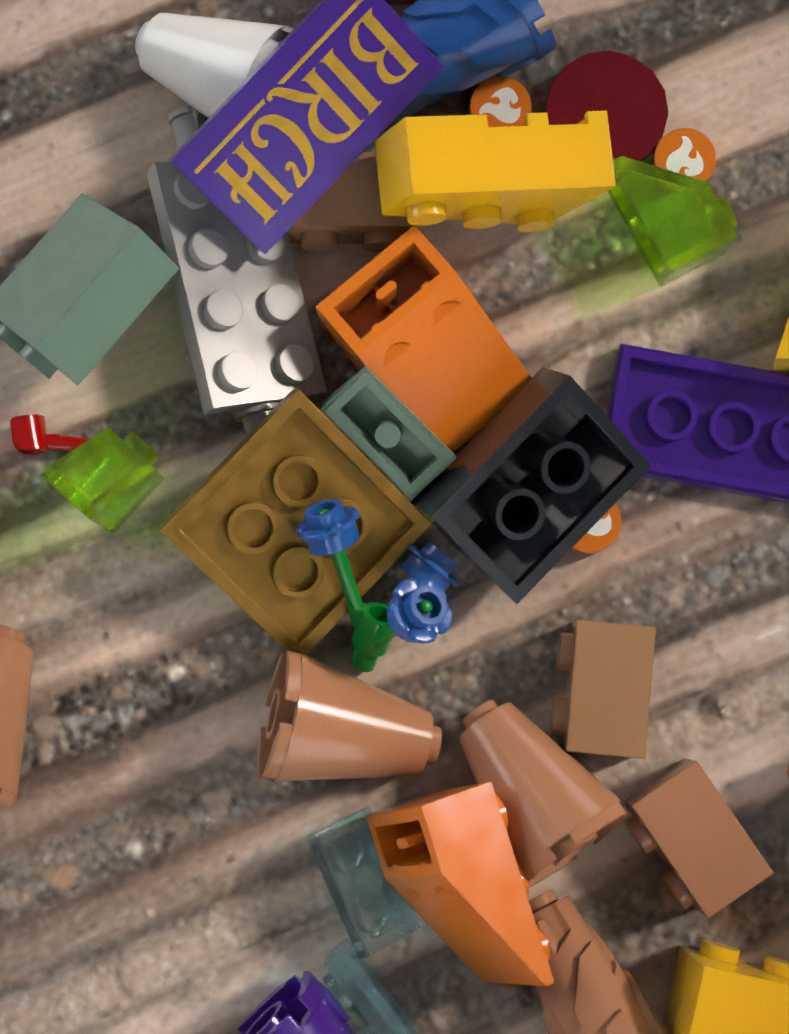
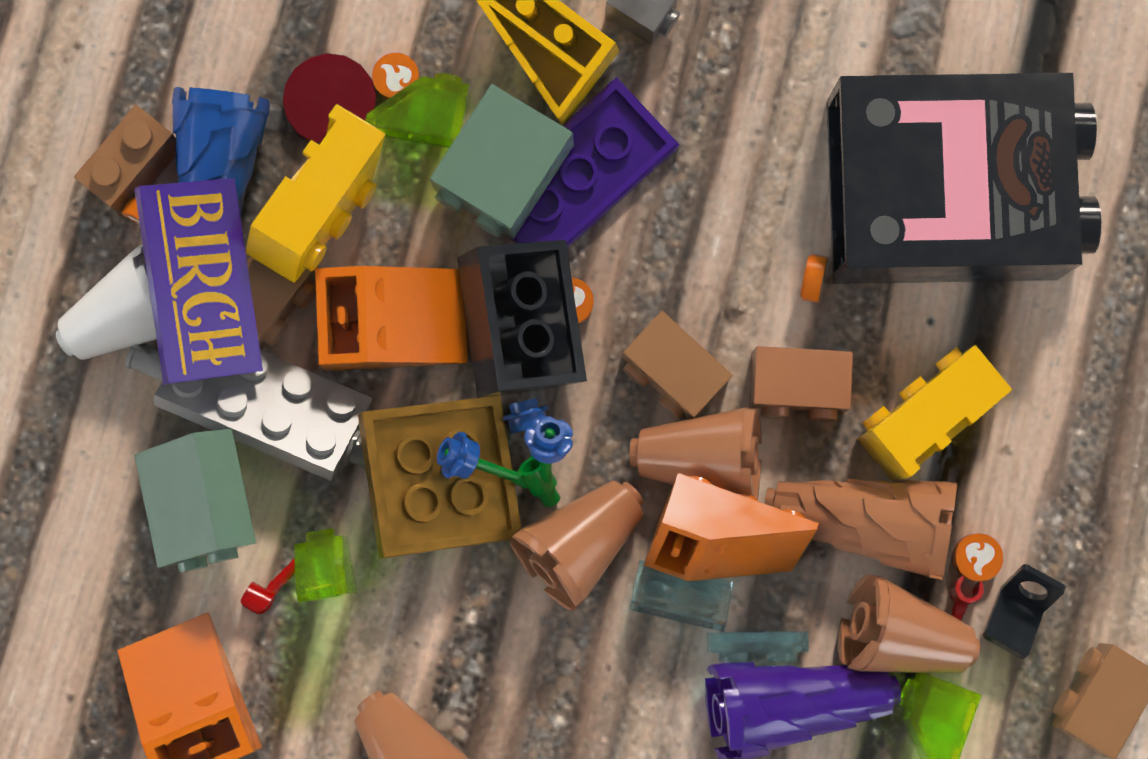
camera: 60 degrees left, 0 degrees up
(387, 432) = (426, 379): sand green slope -> none
(503, 101) = (277, 159): orange tile -> none
(681, 335) = (501, 162): none -> sand green brick

